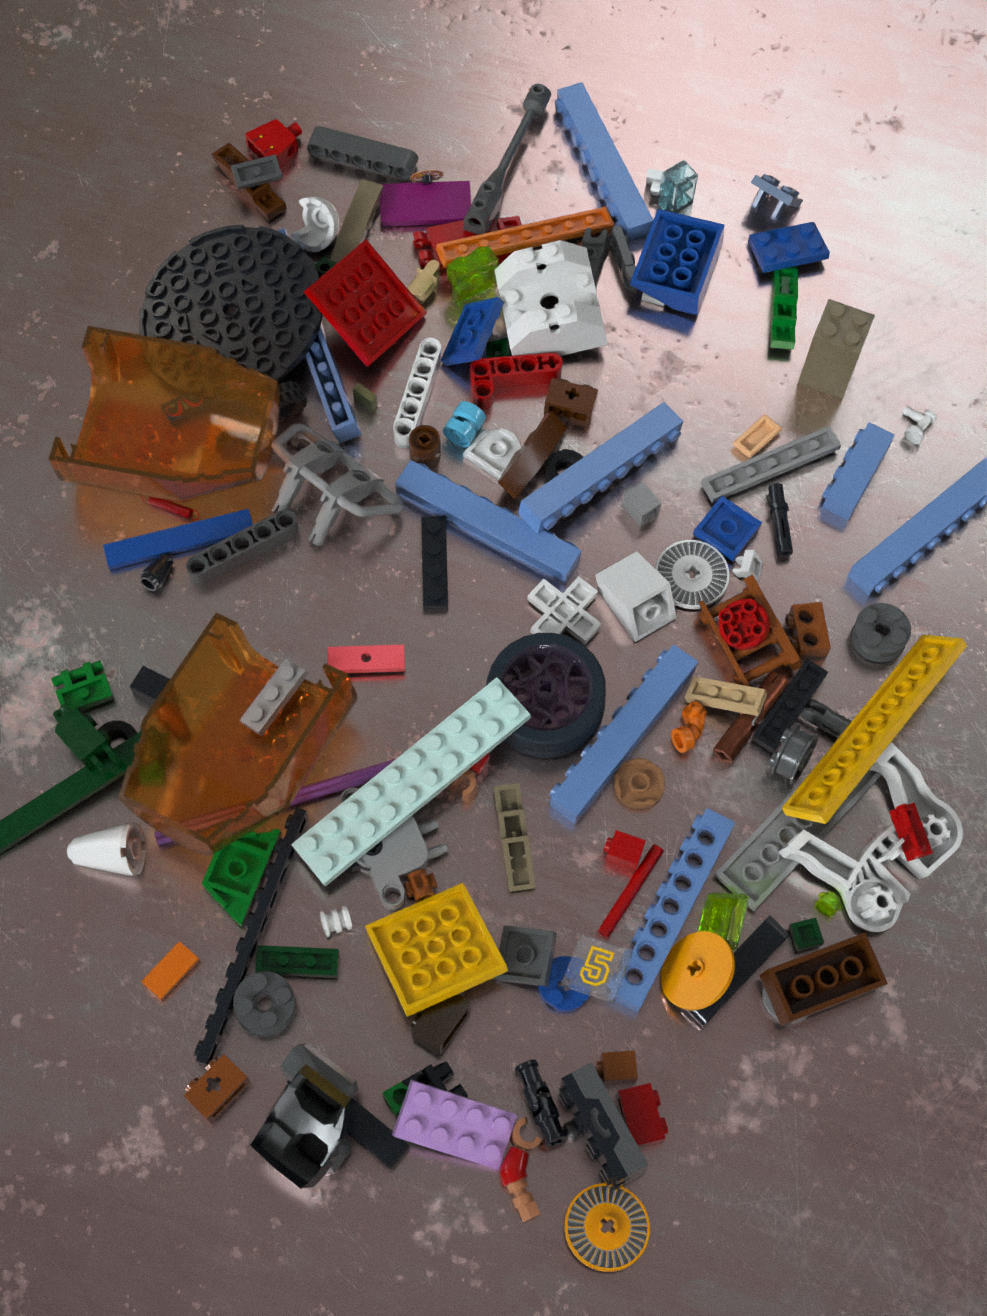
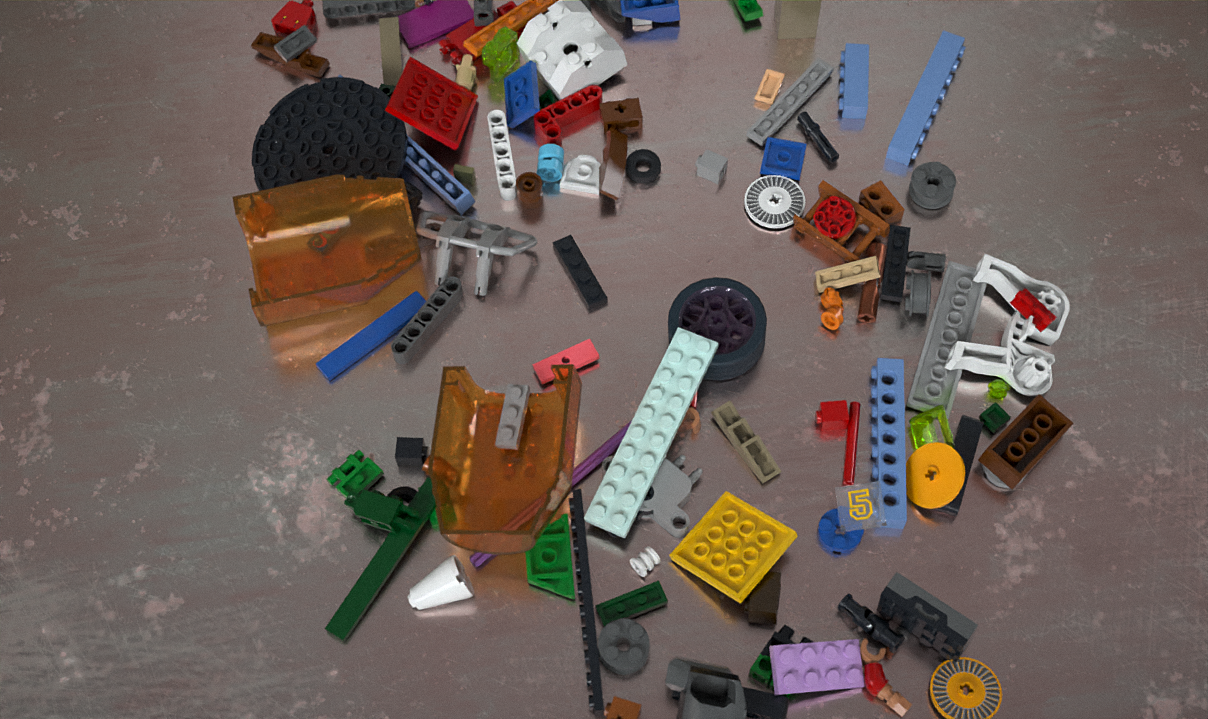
camera: 20 degrees left, 5 degrees down
(156, 573) = (368, 369): black cone -> none
(170, 971) = (536, 656): orange tile -> none
(172, 507) = (354, 314): red piece -> none
(320, 224) = (362, 61): white hair -> none
(420, 885) = (696, 506): dark orange gear -> none
(488, 521) = (605, 224): medium blue brick -> none
(527, 955) = (805, 518): dark grey plate -> none
(565, 609) = (695, 264): white plate -> none
(600, 468) = (670, 152): medium blue brick -> none
(617, 1067) = (914, 569): dark orange brick -> none
(623, 734) = (786, 334): medium blue brick -> none
(637, 595) = (744, 231): white slope -> none
(639, 783) = (816, 364): medium nougat tile -> none
(641, 1115) = (947, 590): red brick -> none
(750, 564) = (814, 176): white tile -> none
(873, 728) = (966, 251): yellow plate -> none
(915, 432) = (880, 40): white piece -> none

